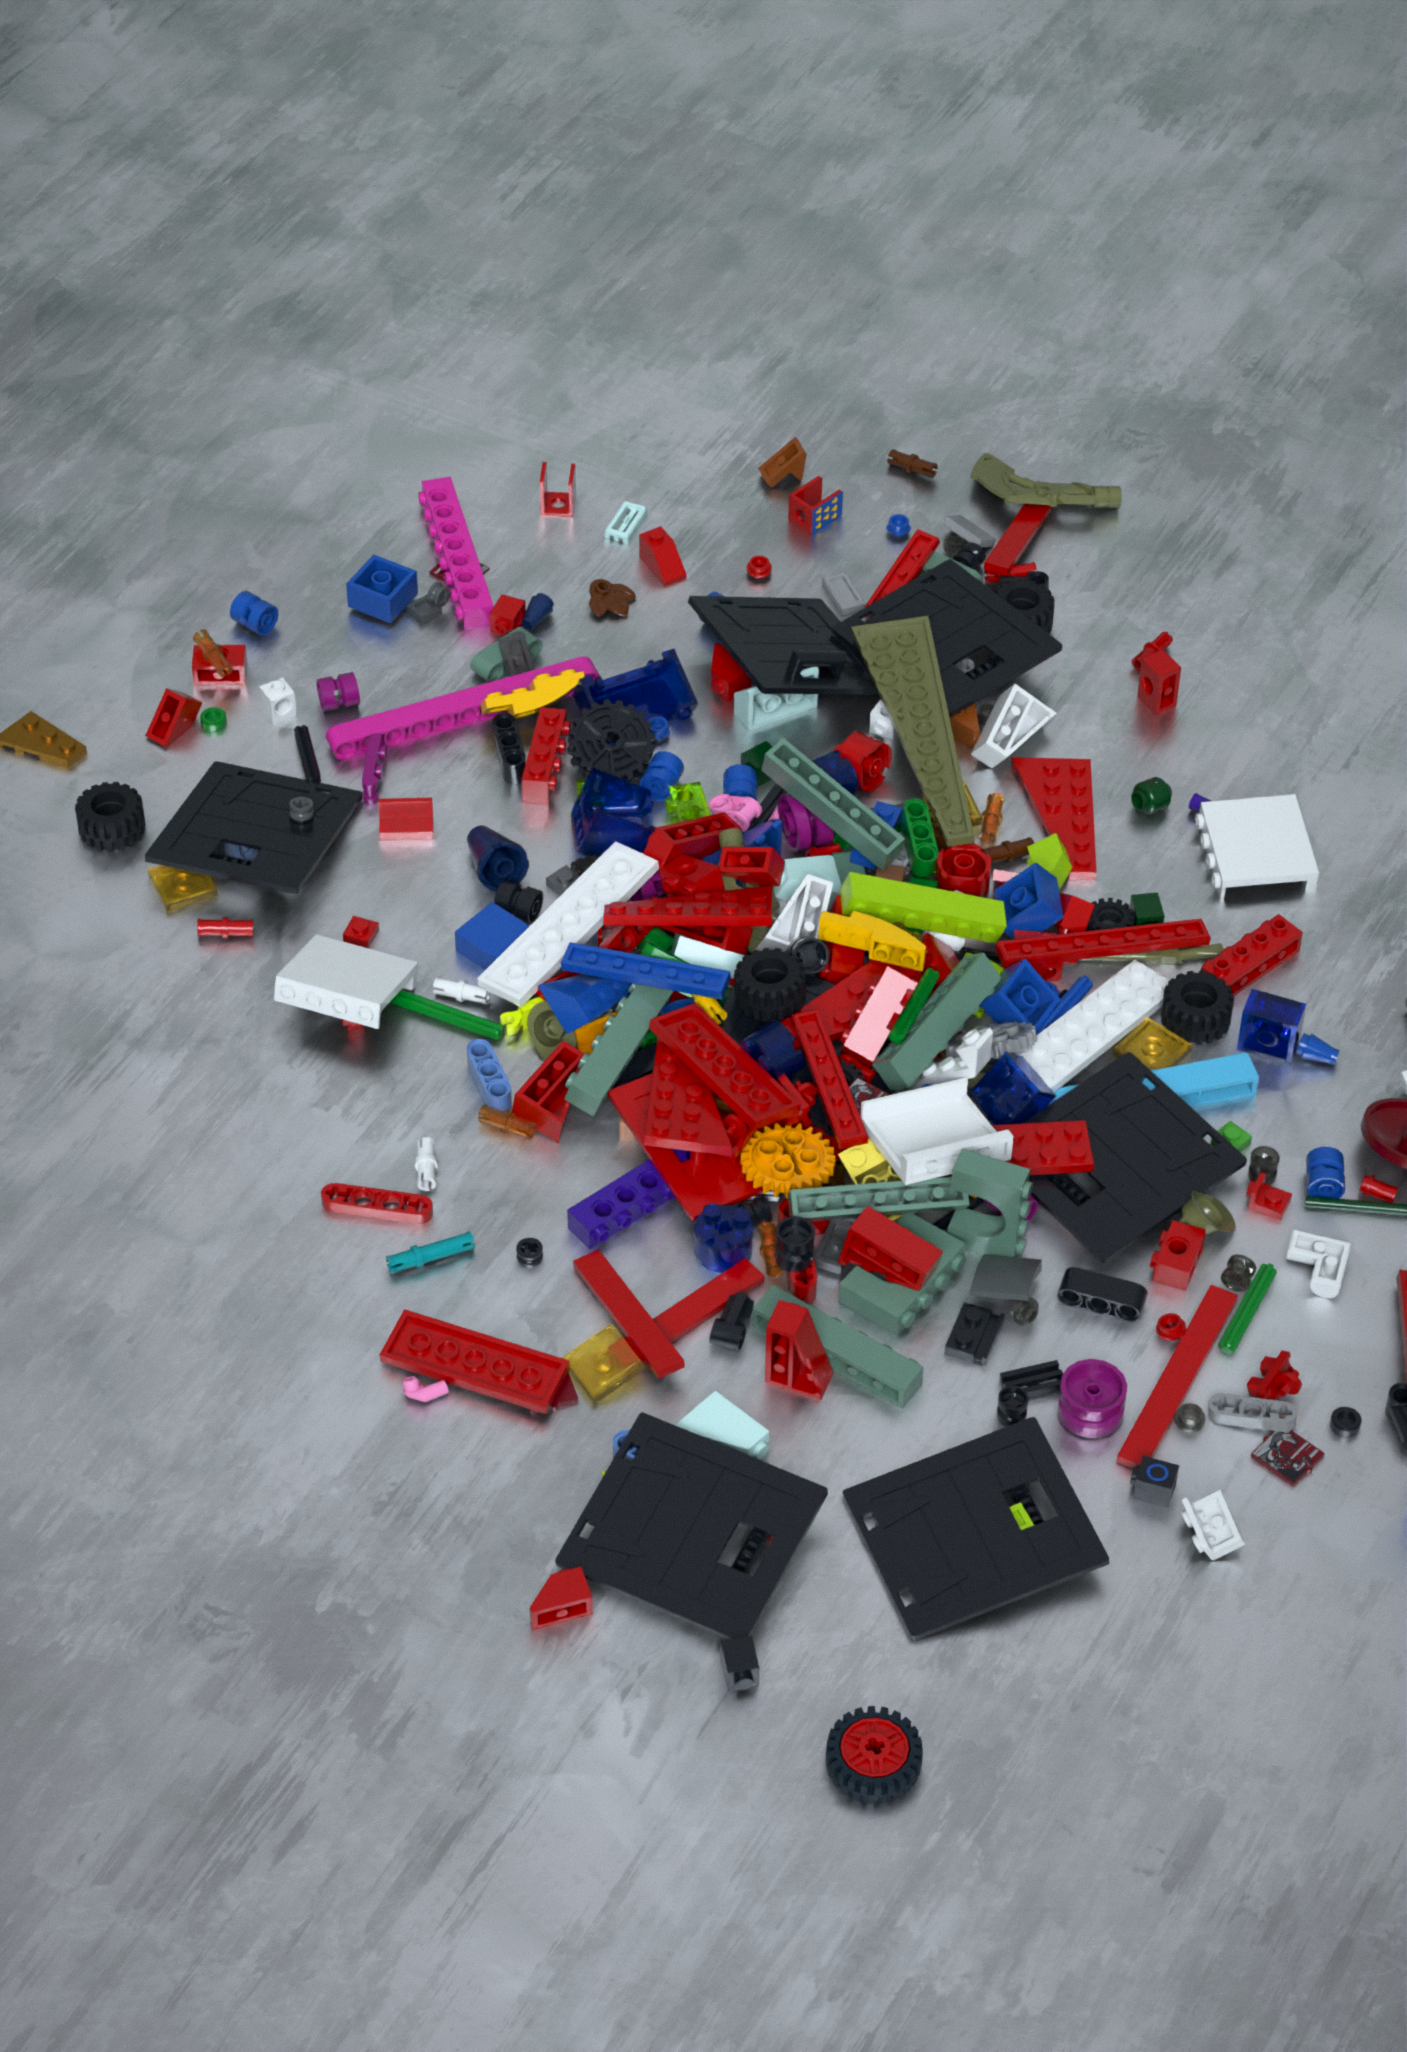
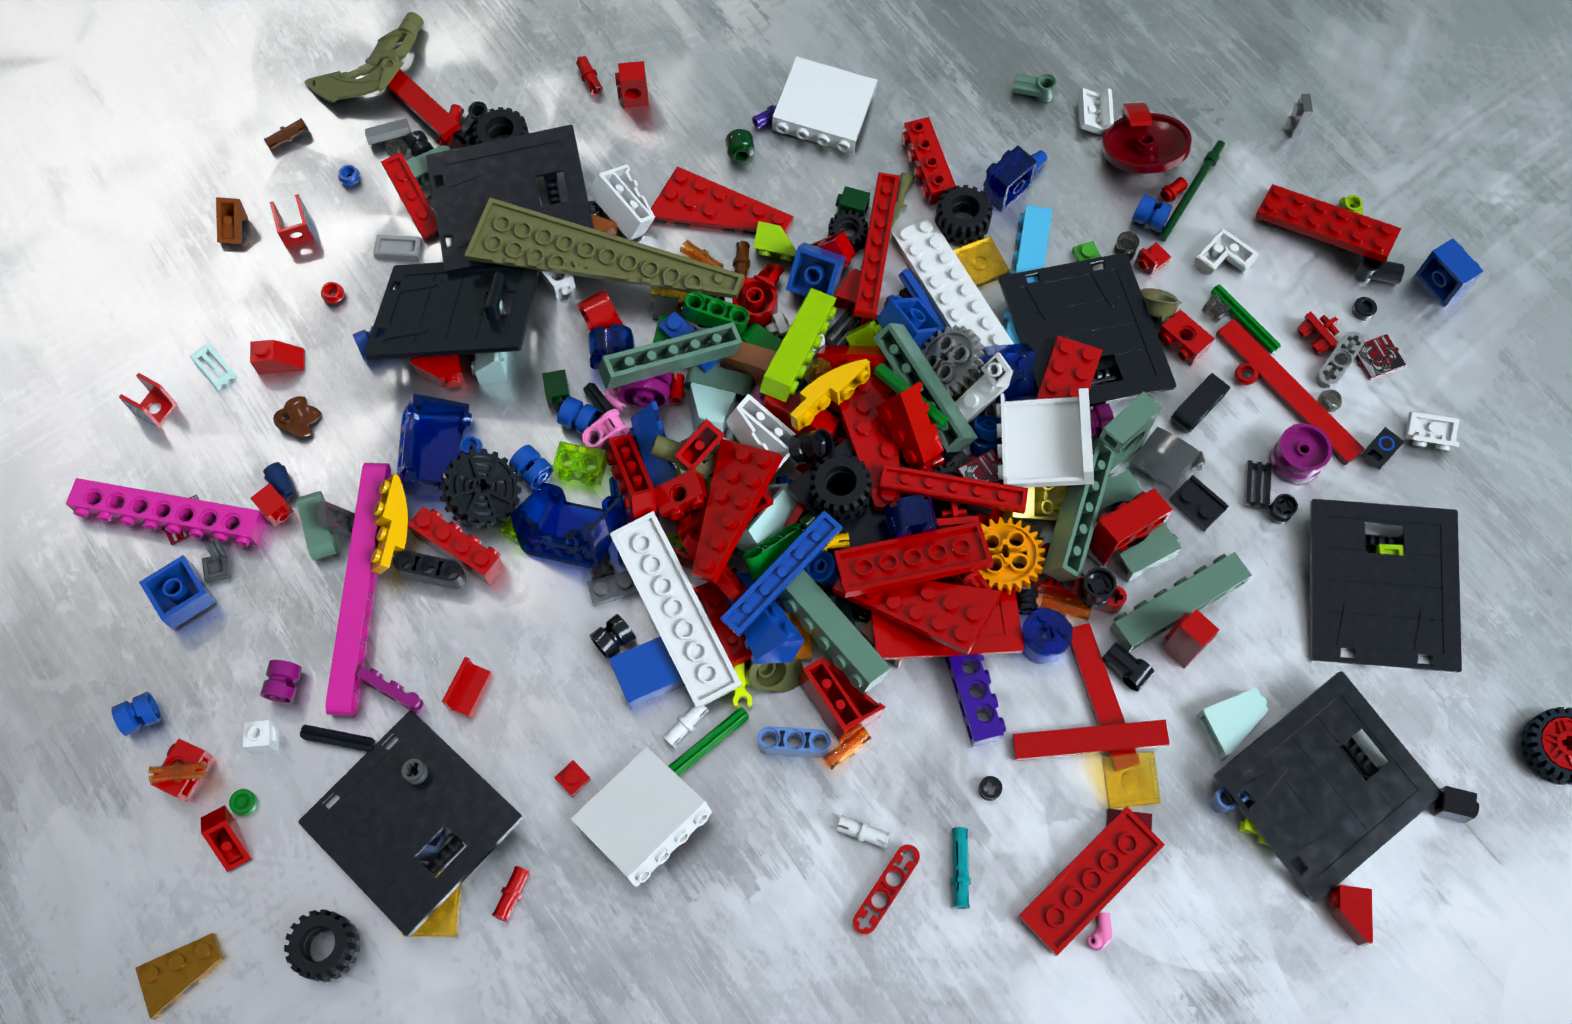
camera: 65 degrees left, 20 degrees up
(496, 857) = (552, 634): dark blue cone -> none

